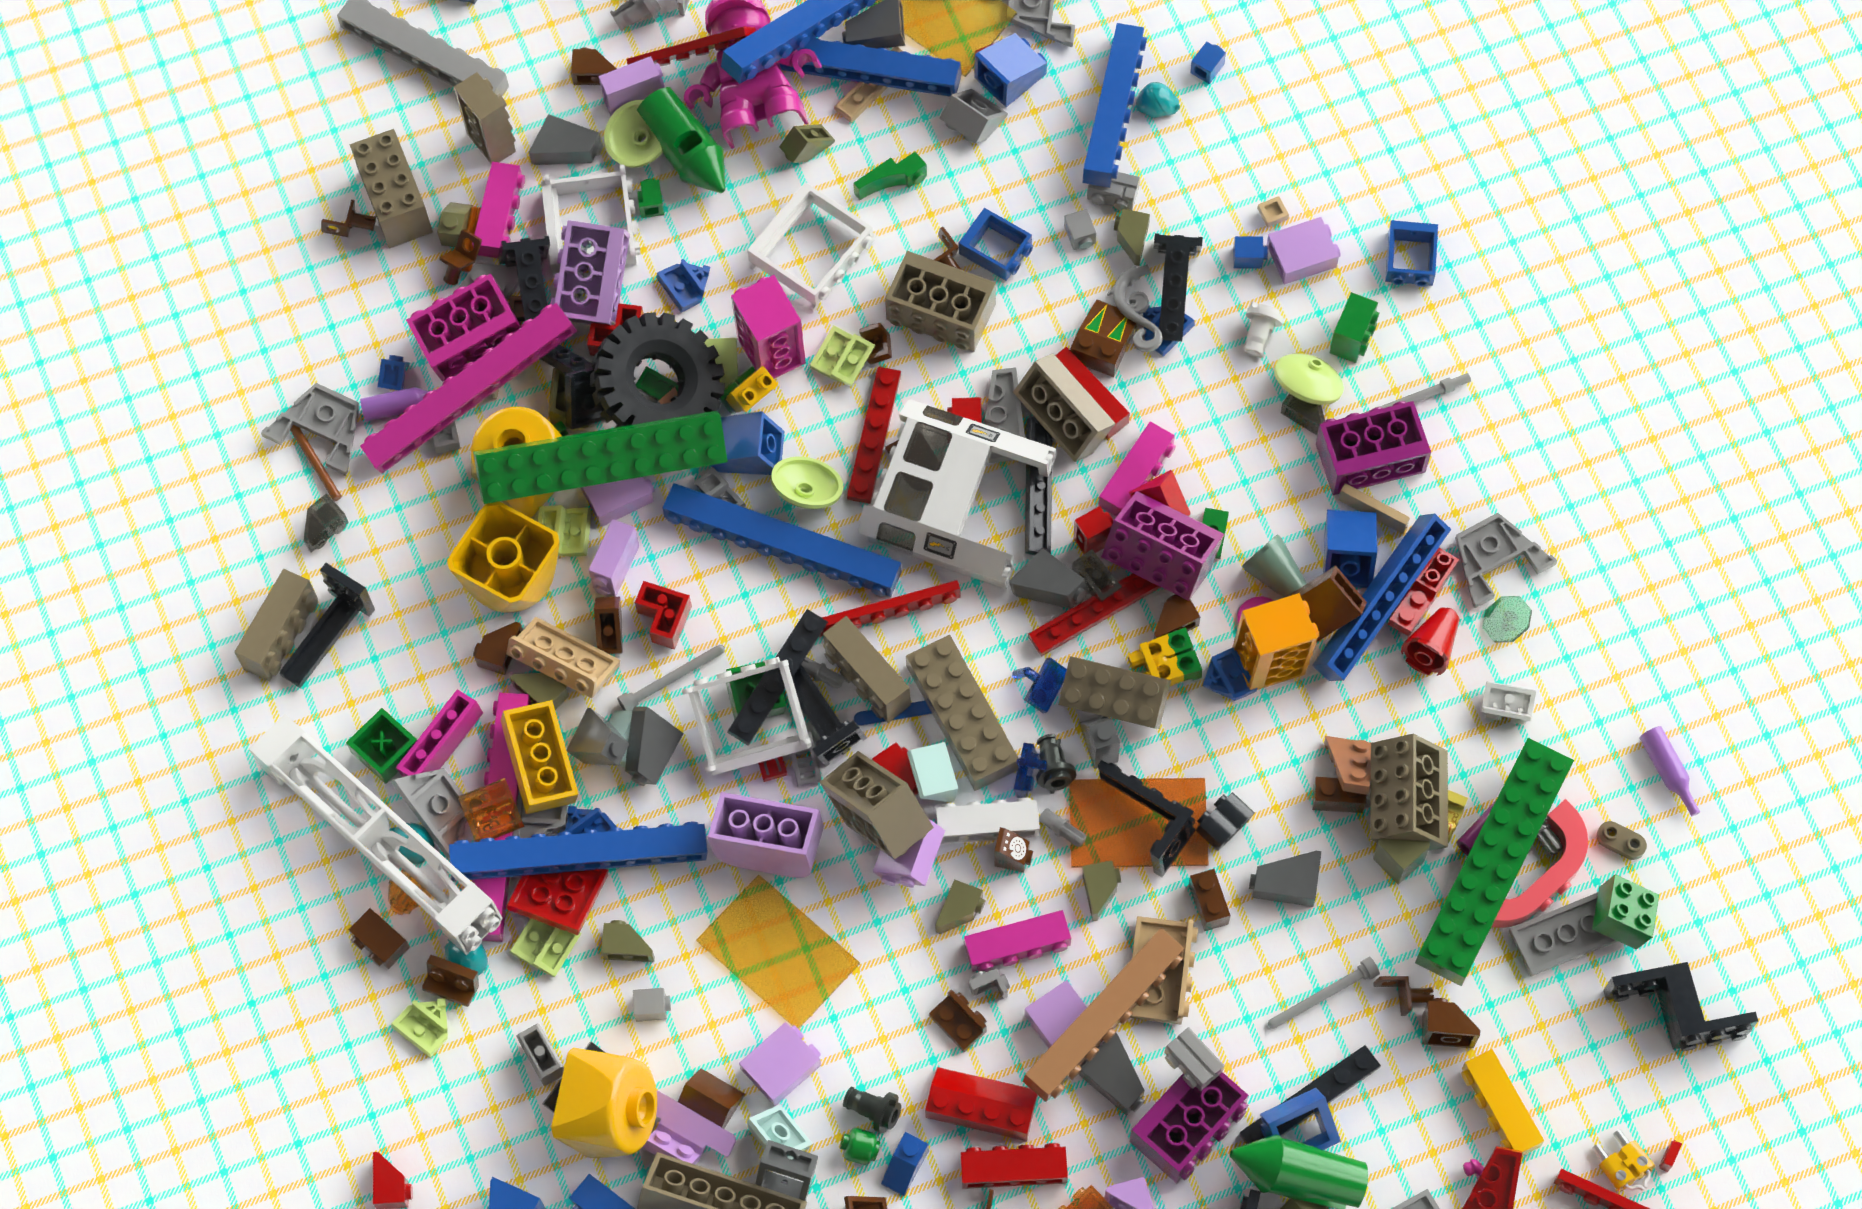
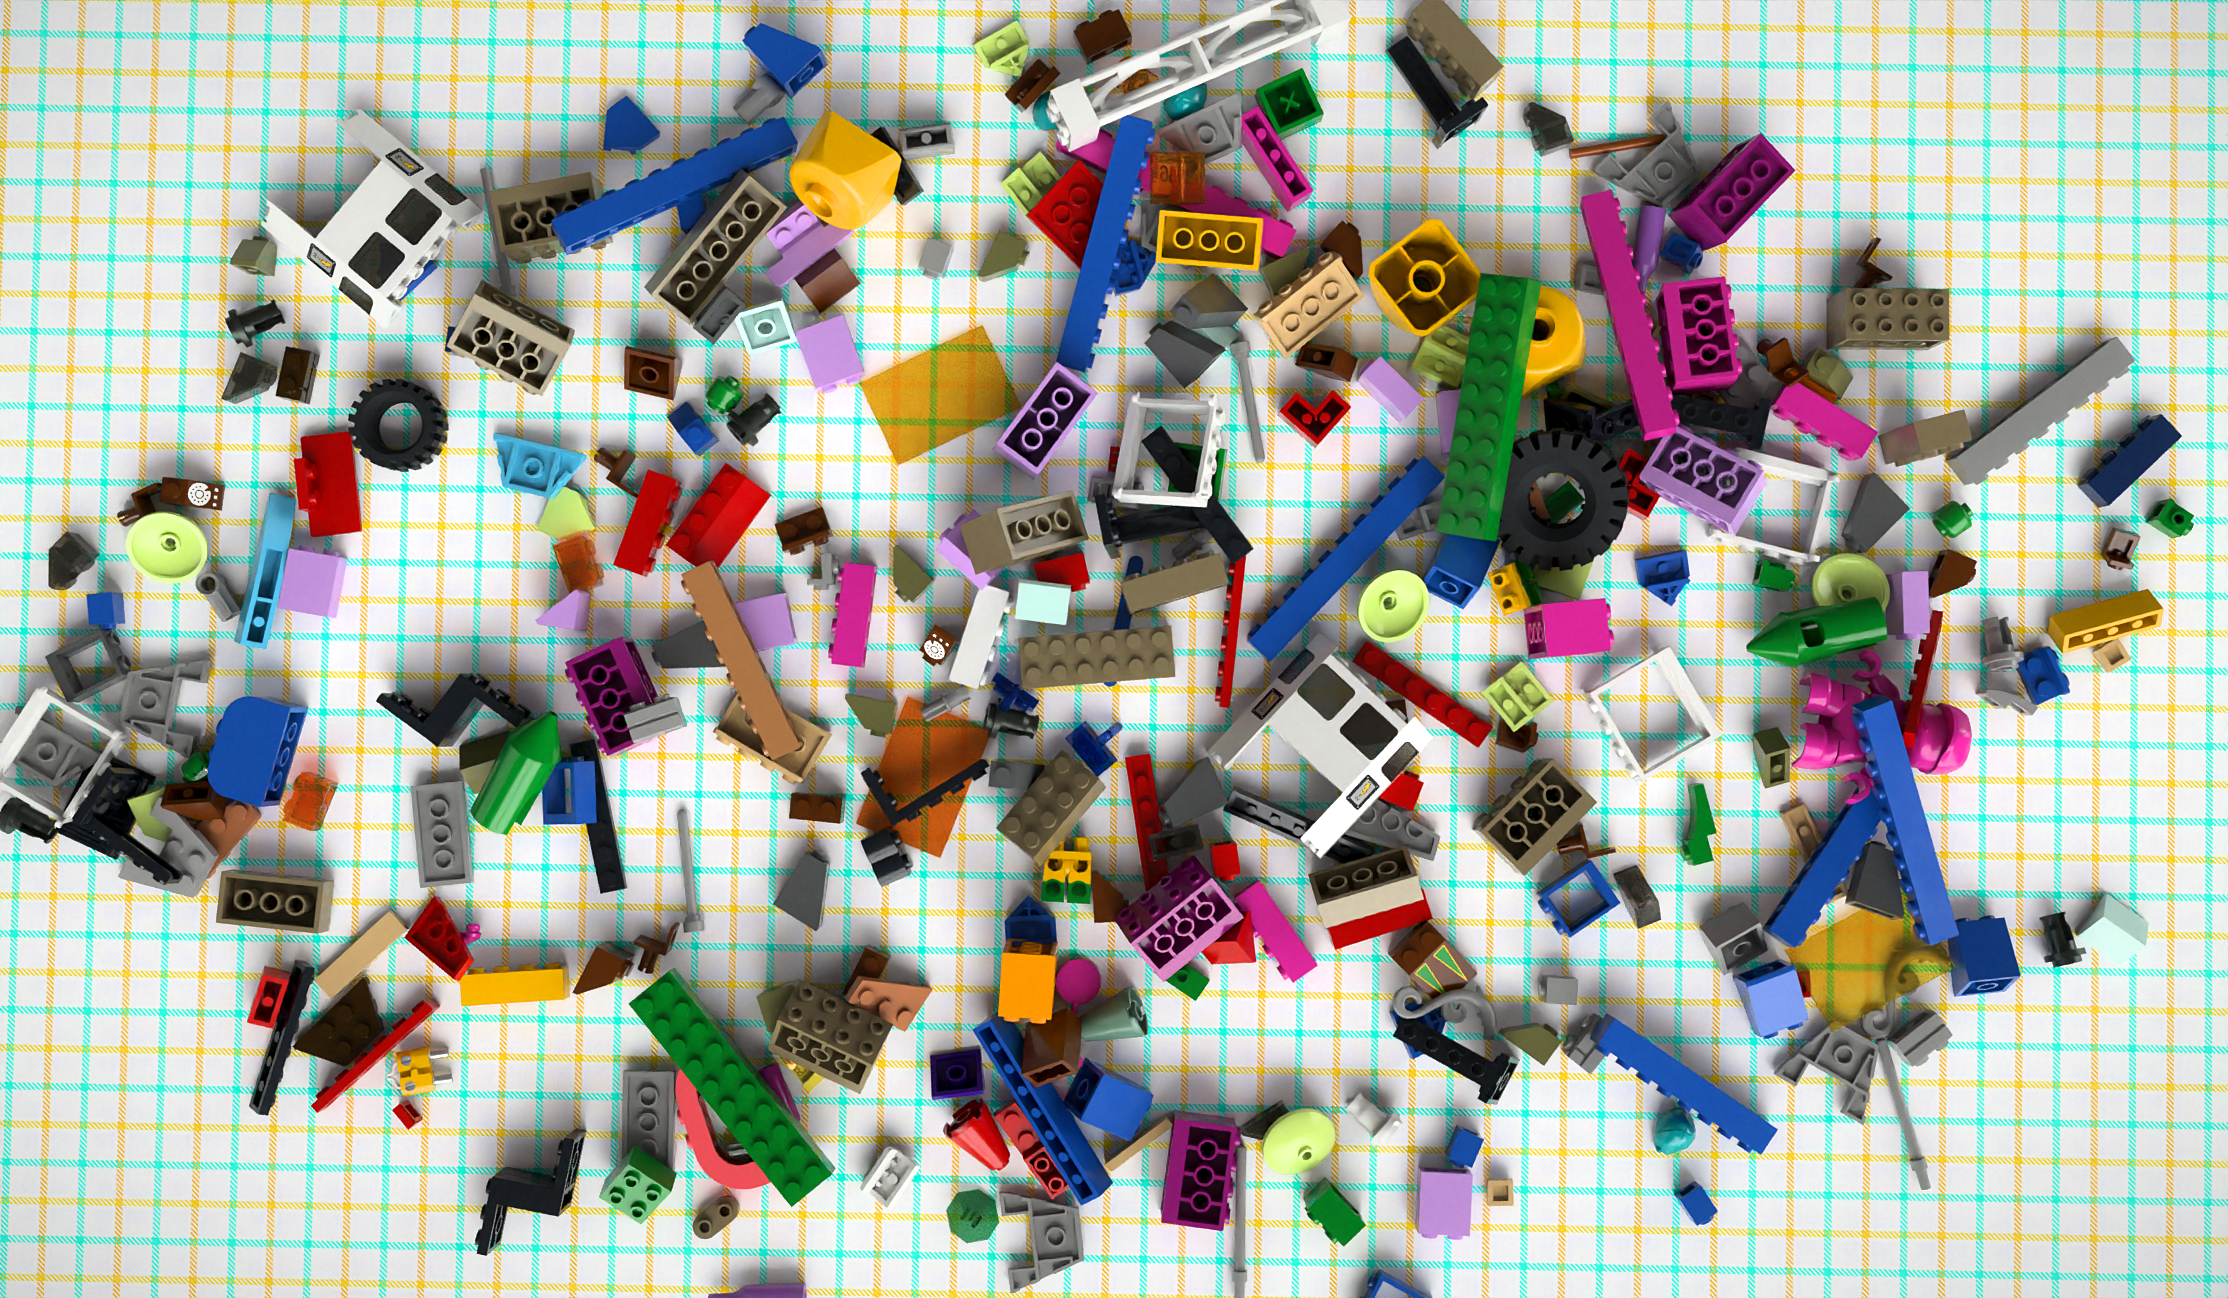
camera: 110 degrees right, 20 degrees up
(326, 347) = (1731, 192): none -> magenta brick
(543, 81) = (1953, 519): none -> green head
(971, 199) = (1638, 896): none -> clear smoke slope
(1391, 682) = (957, 1074): none -> dark purple slope

